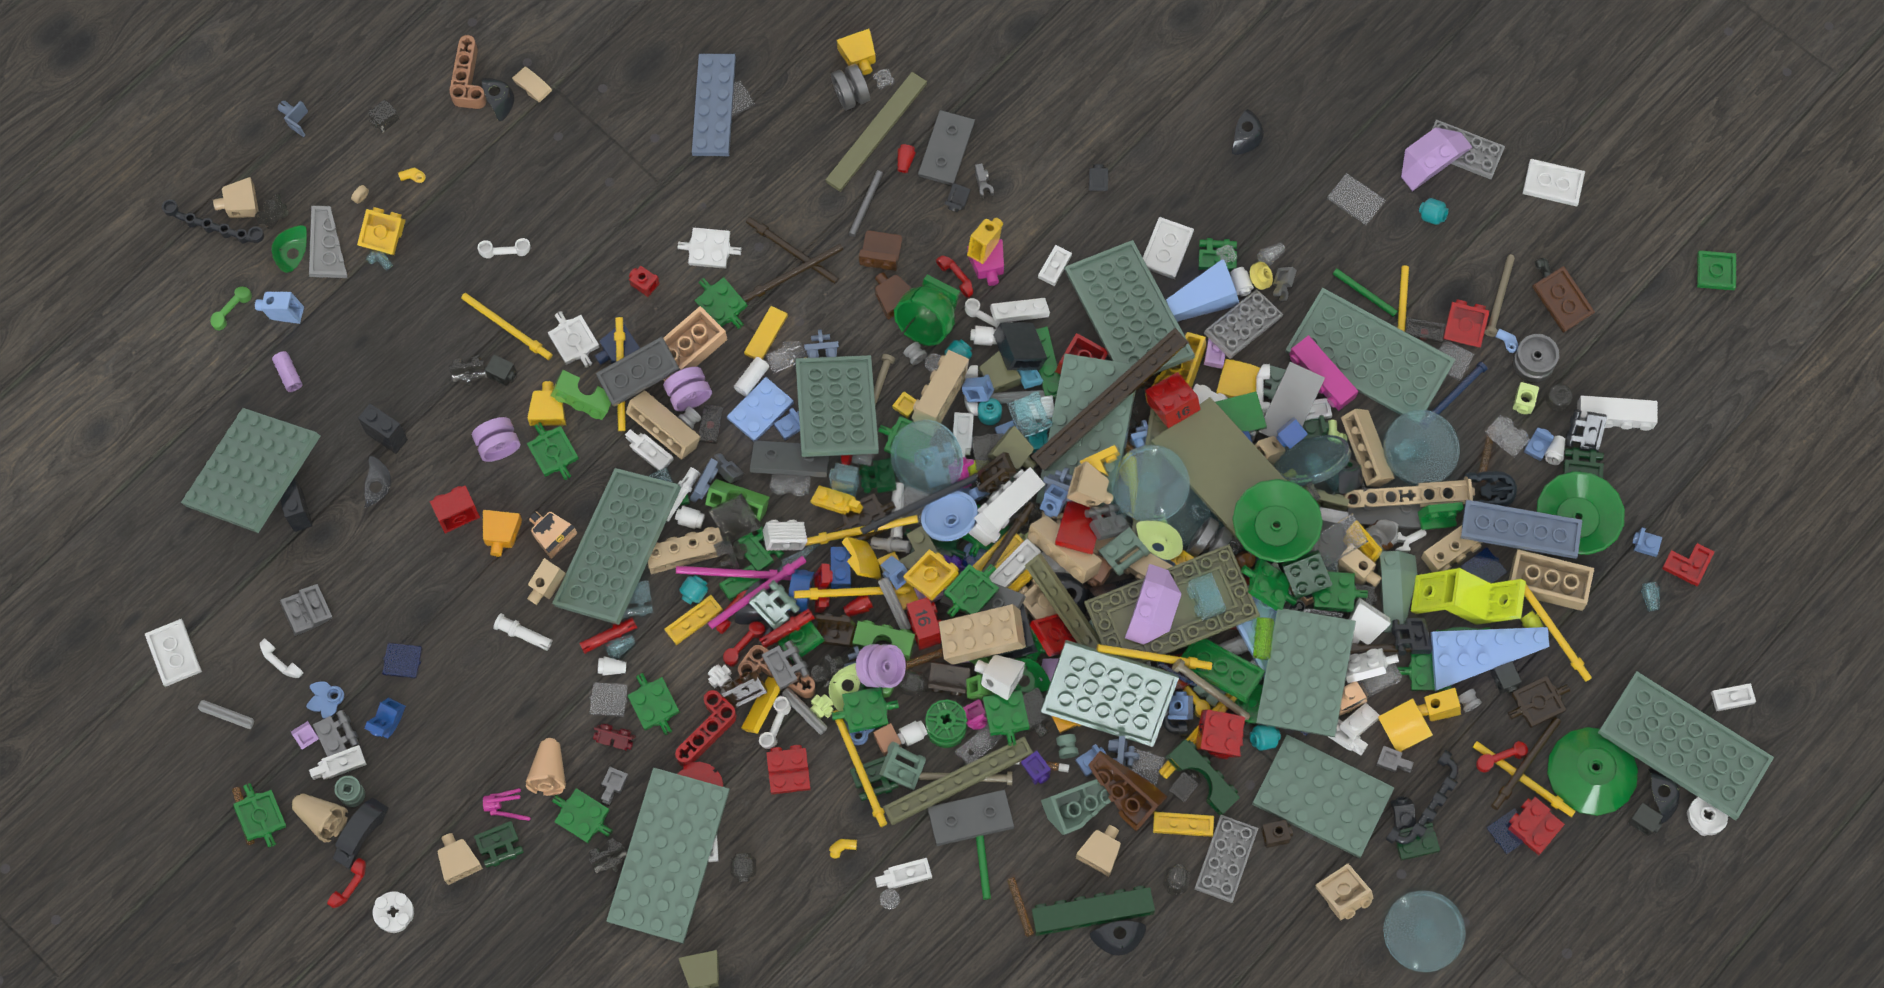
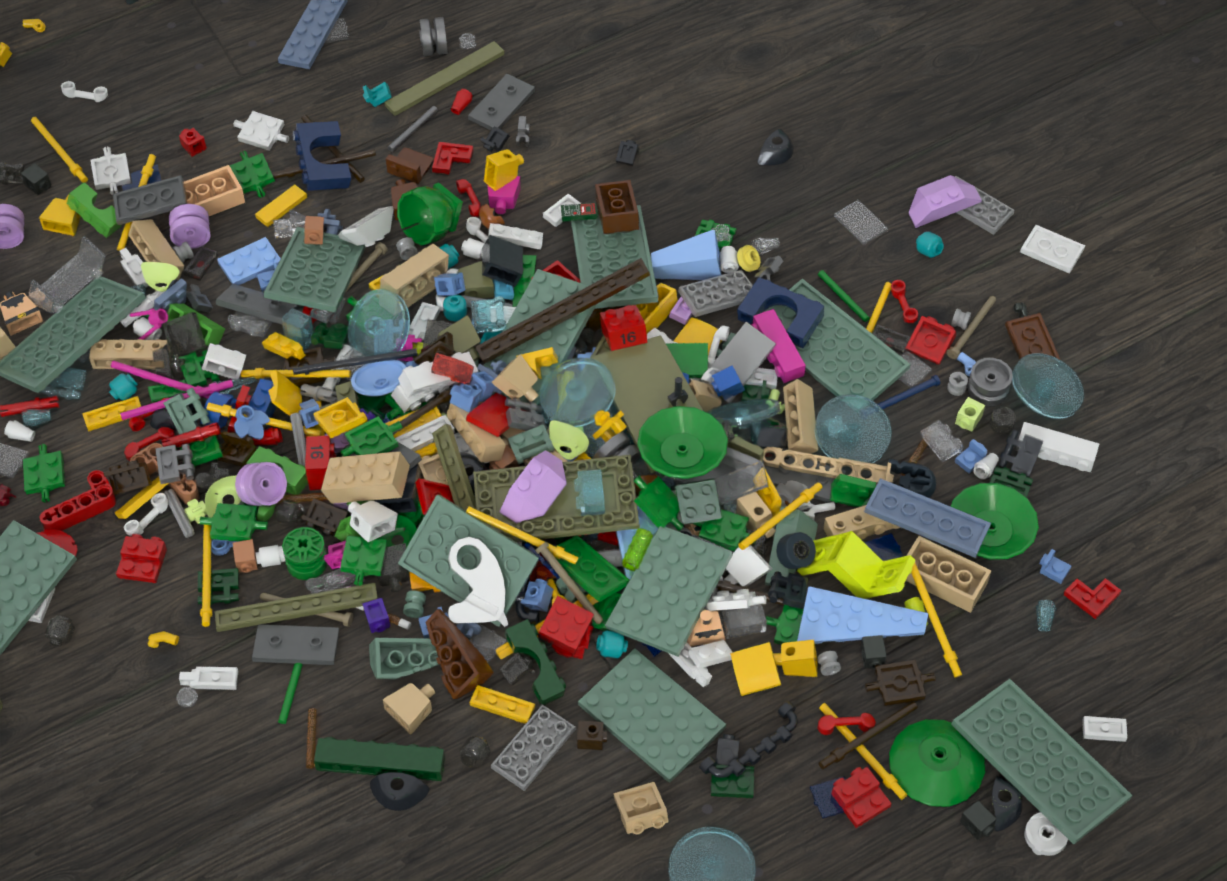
camera: 15 degrees right, 15 degrees down
(552, 451) = (51, 250): green plate -> none
(588, 482) = (68, 279): none -> clear windscreen
(684, 454) = (159, 273): none -> yellowish green piece
(700, 508) = (156, 319): none -> dark pink plant
(719, 675) = (112, 459): white gear -> none
(751, 376) = (253, 233): white axle -> none
(790, 291) = (316, 174): none -> dark blue arch
(815, 172) = (377, 95): none -> teal bracket
(818, 361) = (314, 230): none -> nougat brick
(844, 603) = (252, 424): none -> medium blue plate
(858, 50) = (454, 14): yellow torso -> none
(869, 340) = (369, 228): none -> white wedge
(901, 772) = (243, 584): sand green plate -> none
(917, 224) = (450, 152): none -> red plate
(987, 296) = (487, 217): none -> dark orange hair
(1025, 494) = (451, 367): none -> clear red slope
(1043, 518) = (465, 397): none -> medium blue brick
(1075, 266) = (579, 212): none -> dark green tile
(1115, 254) = (617, 206): none -> reddish brown brick
(1138, 717) = (488, 594): none -> white animal
(1167, 247) = (671, 220): white tile -> none
(1195, 514) = (603, 419): none -> yellow hips
(1254, 464) = (678, 393): none -> black bar
(1271, 426) = (707, 377): none -> white tile
(1295, 316) = (767, 294): none -> dark blue arch
(1391, 759) = (733, 697): flat silver plate -> none
(1400, 537) = (805, 496): none -> yellow bar
(1408, 595) = (796, 550): none -> black wheel
(1417, 273) = (898, 290): none -> red bar
(1488, 291) = (961, 319): none -> light grey wheel
(1501, 369) = (957, 383): none -> light grey wheel
(1592, 348) = (1047, 386): none -> clear light blue dish
(1716, 270) = (1191, 352): green plate -> none

